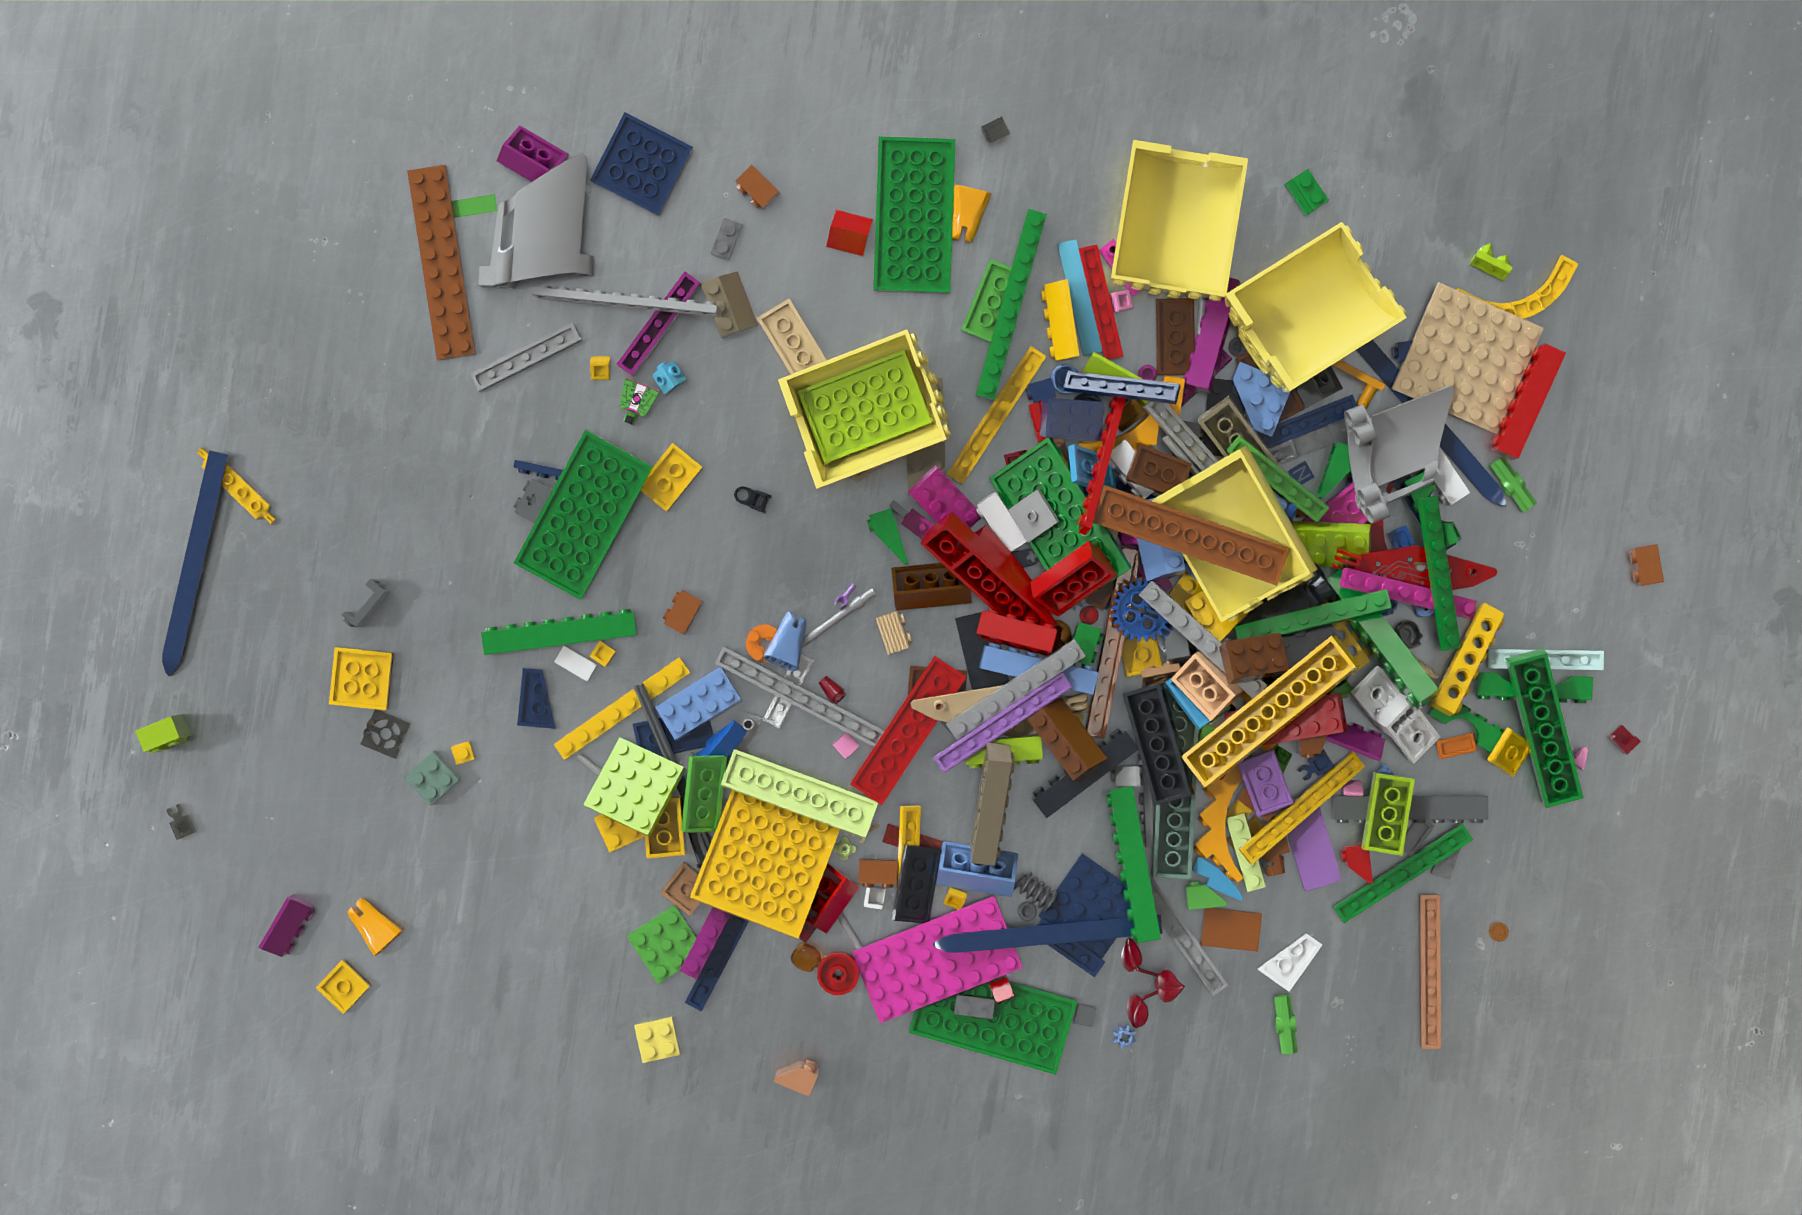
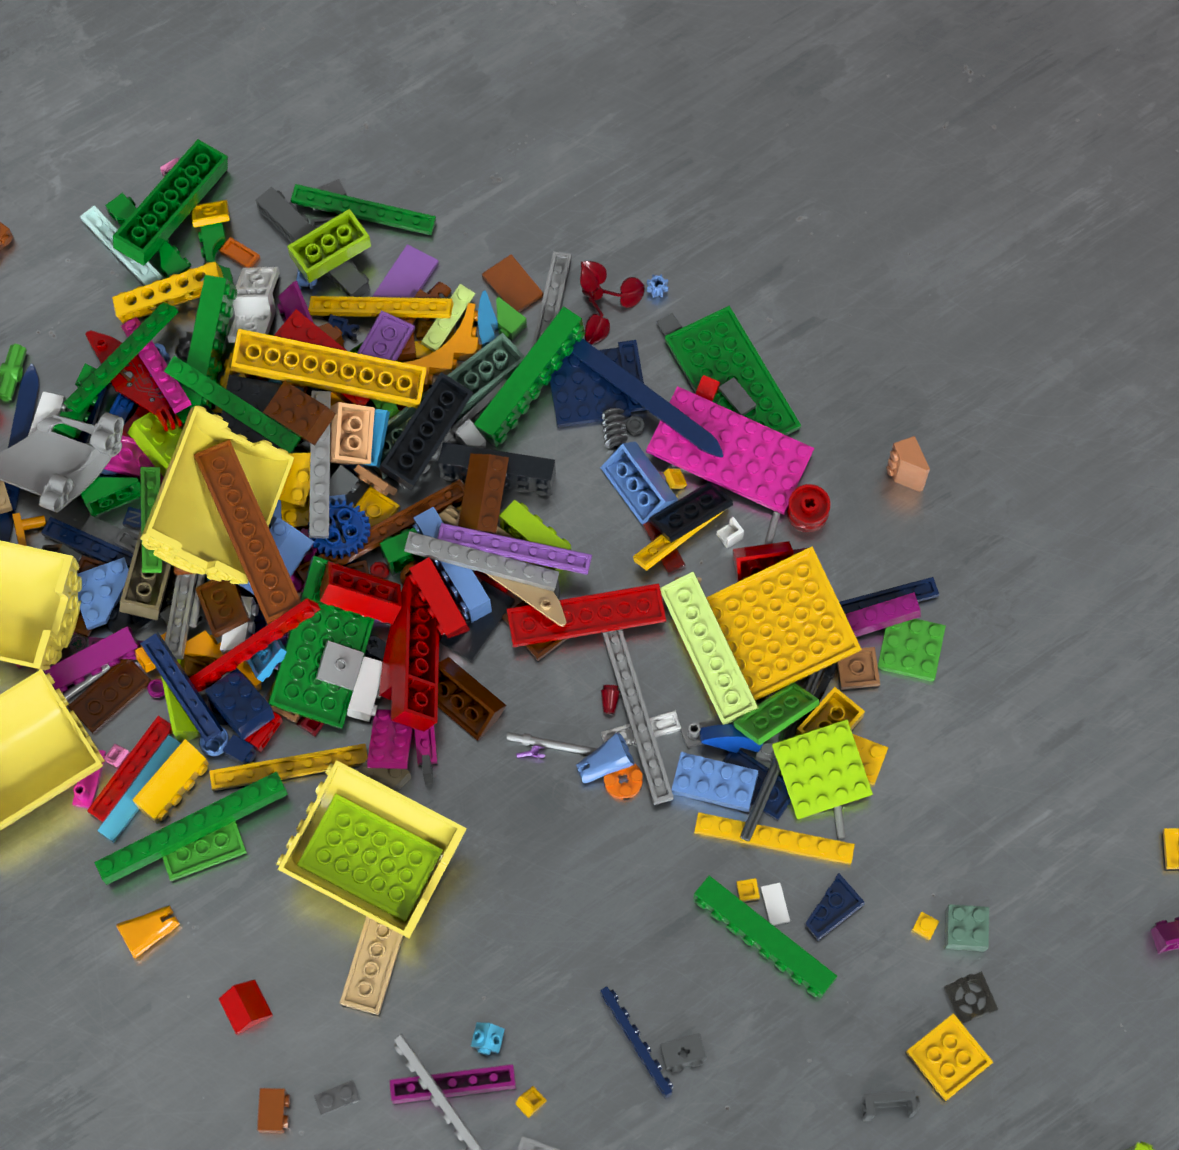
camera: 135 degrees left, 20 degrees down
(373, 926) = (1119, 867): light orange piece -> none
(583, 514) = (656, 1001): green plate -> none
(637, 399) = (528, 1046): torso -> none
(657, 1039) = (984, 590): light yellow plate -> none
(670, 477) = (565, 965): yellow plate -> none
(682, 612) = (658, 859): dark orange brick -> none
(732, 299) = (379, 1054): dark tan slope -> none
(753, 499) = (521, 885): black piece -> none
(806, 957) = (820, 539): clear orange hair -> none
(839, 848) = (715, 581): yellowish green plate -> none
(846, 745) = (641, 652): bright pink slope -> none
(878, 872) = (709, 547): dark orange brick -> none
(886, 530) = (450, 765): green slope -> none
(893, 632) = (524, 693): tan brick -> none
(914, 214) = (185, 969): green plate -> none
(991, 804) = (581, 504): dark tan brick -> none
(994, 130) = (63, 966): clear smoke panel -> none
(1285, 1024) = (543, 194): bright green piece -> none
(1291, 962) = (497, 227): white wing -> none
(1352, 788) = (334, 289): bright pink slope -> none
(1358, 861) = (382, 244): red slope -> none
(1430, 971) = (414, 138): nougat plate -> none
(1498, 932) = (345, 120): clear orange plate -> none
(1623, 740) = (133, 153): dark red panel -> none

